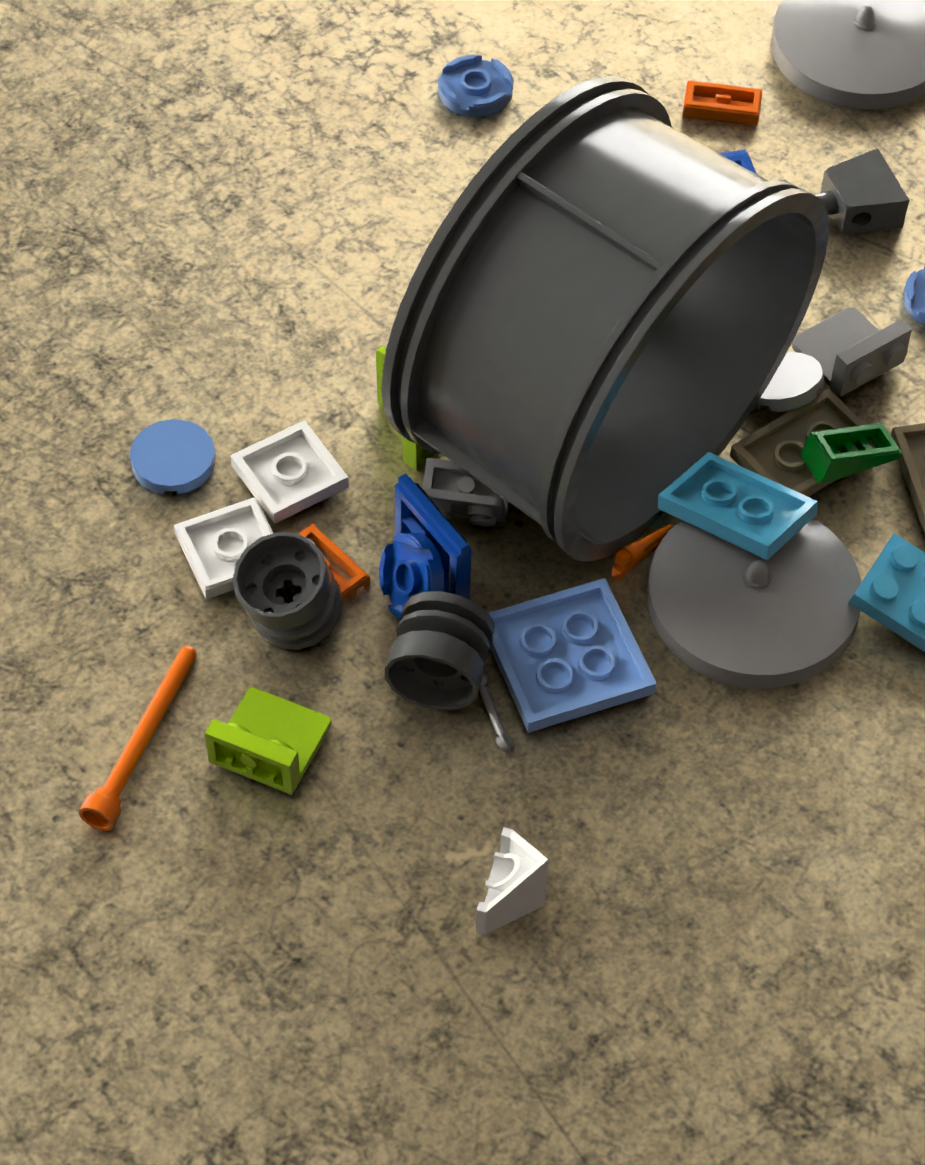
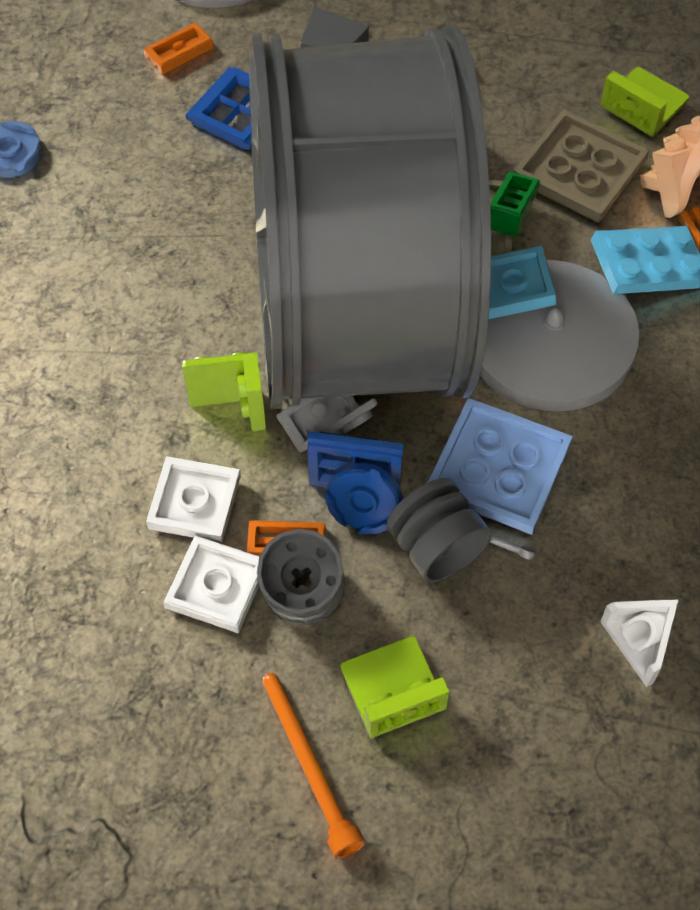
camera: 45 degrees left, 5 degrees up
(172, 456) = (100, 557): medium blue tile -> none

